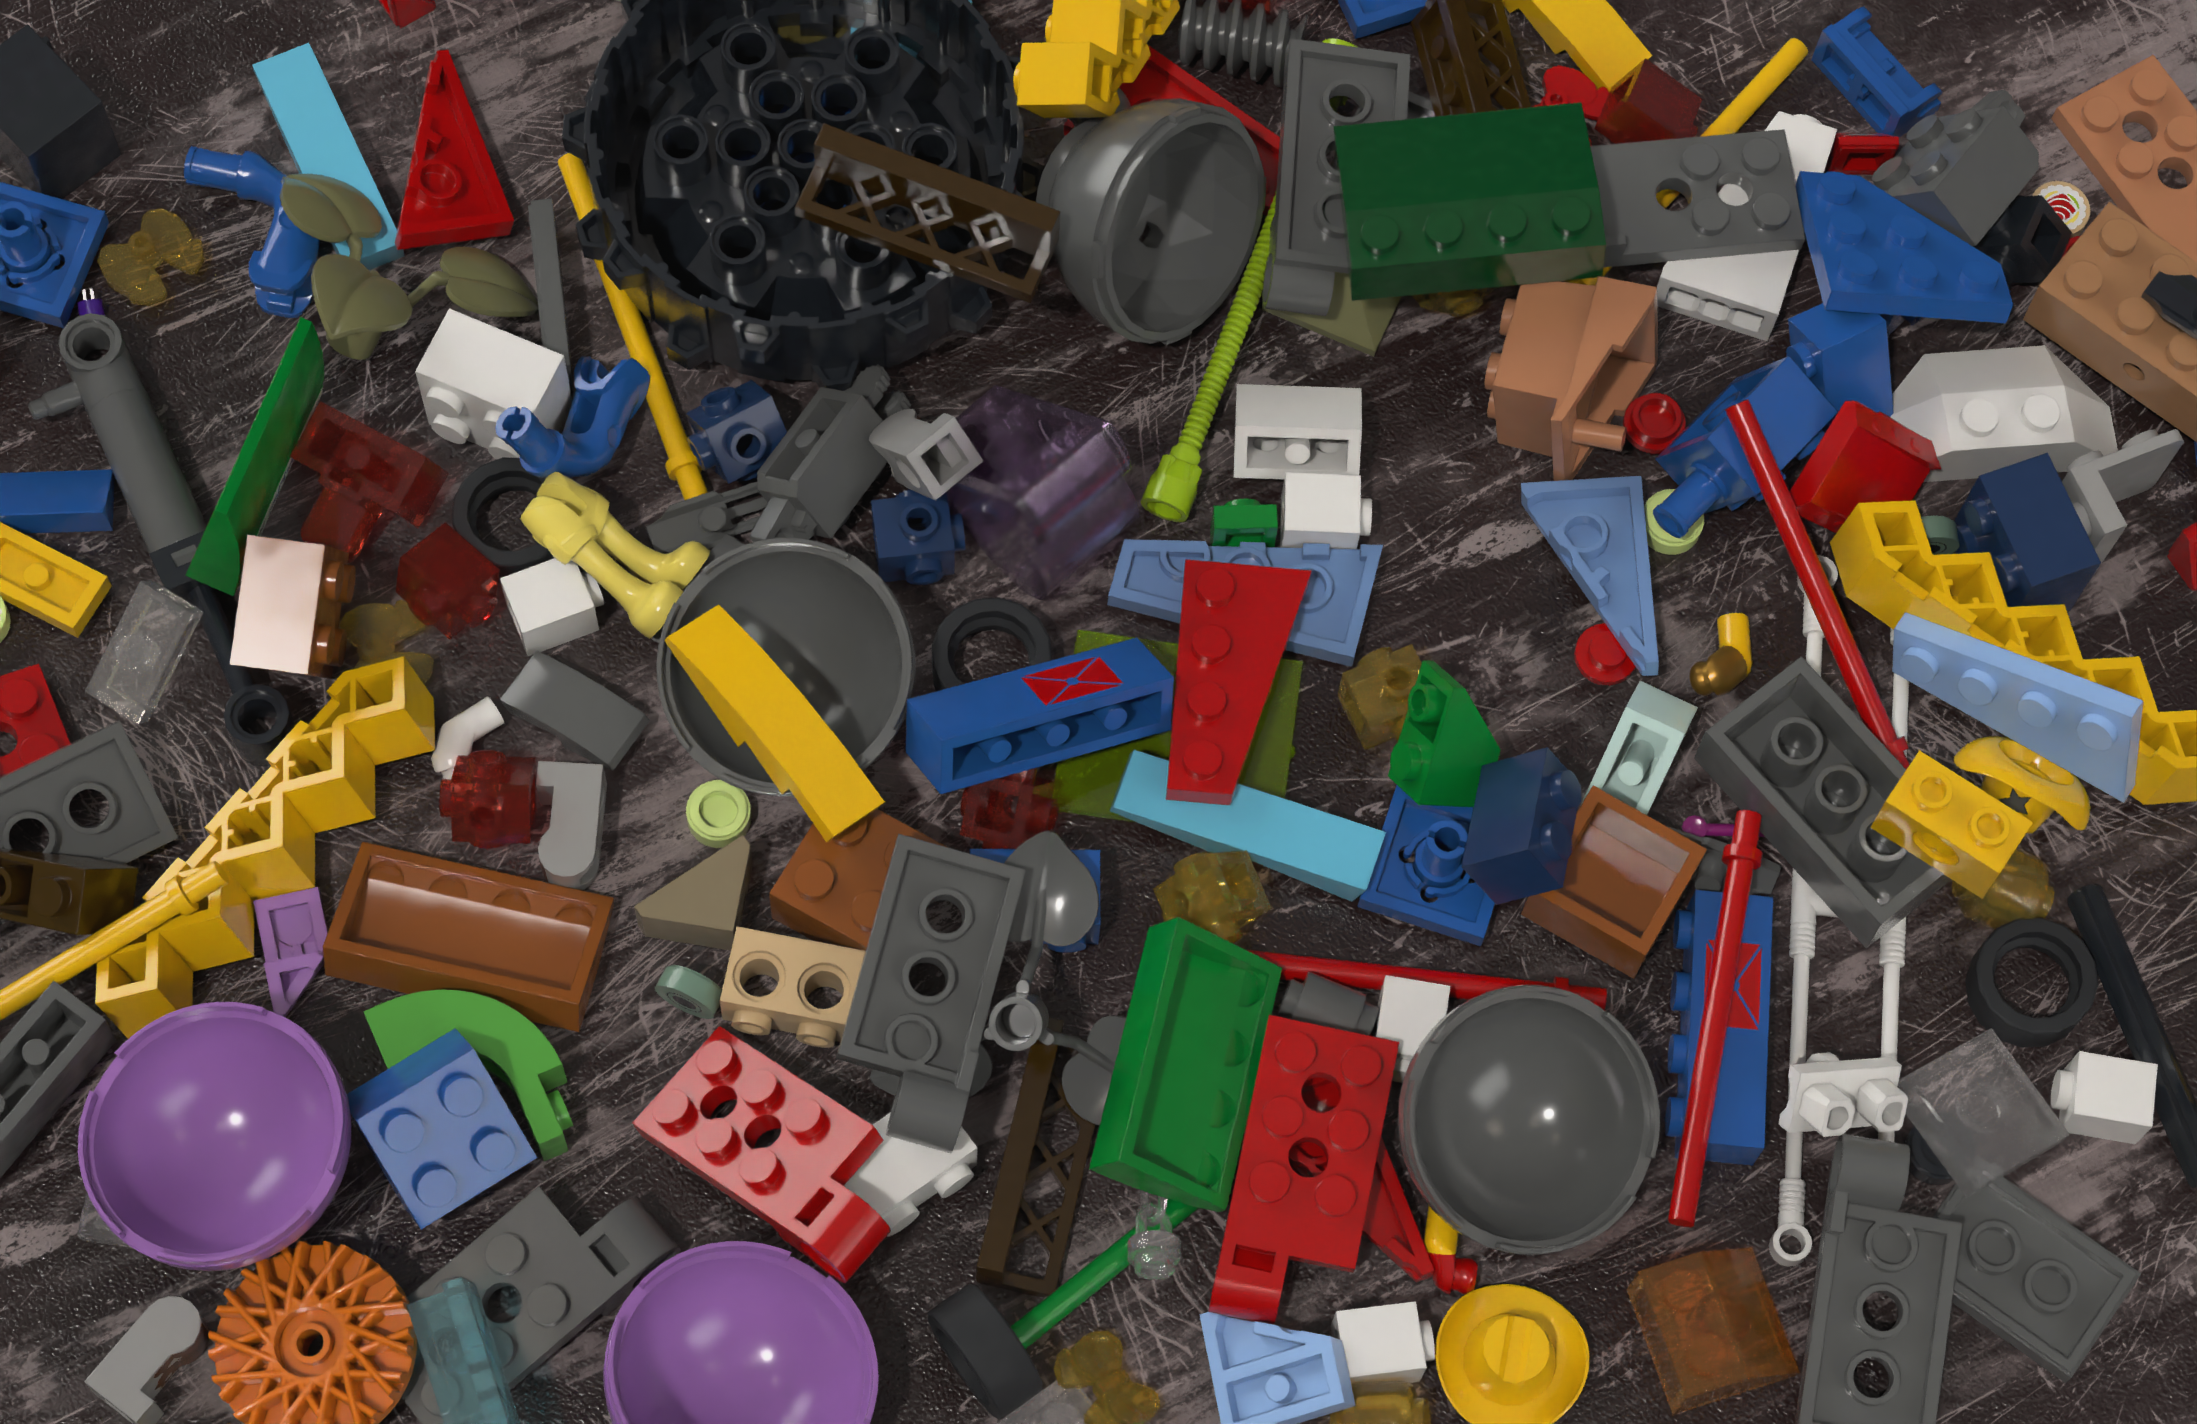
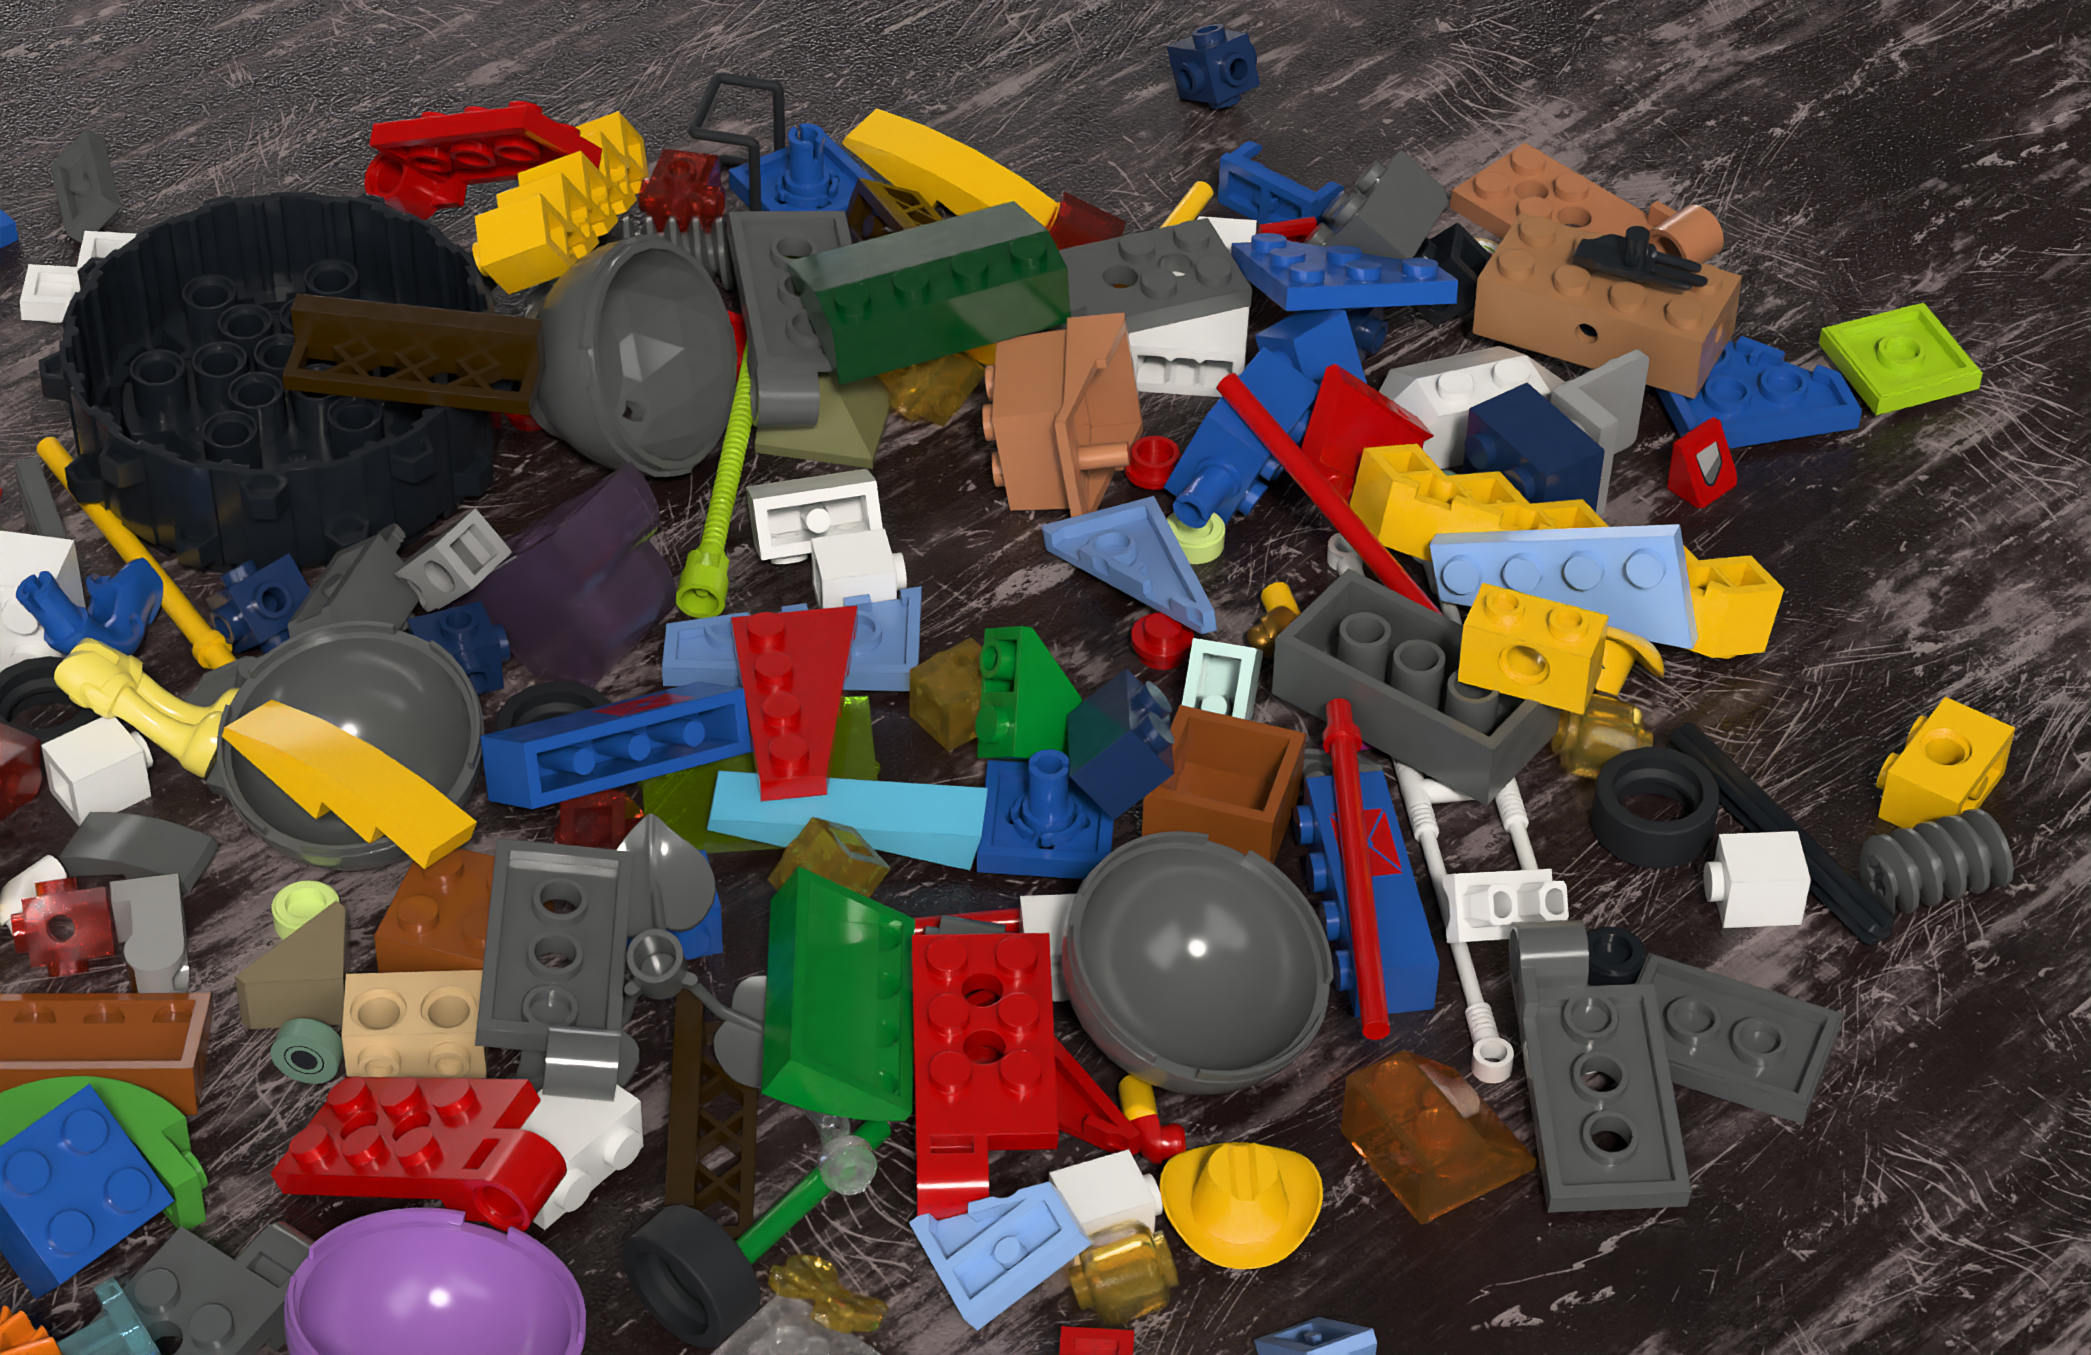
camera: 10 degrees left, 25 degrees down
(1243, 522) = (781, 587): green plate -> none
(1980, 1112) = (1645, 914): clear tile -> none

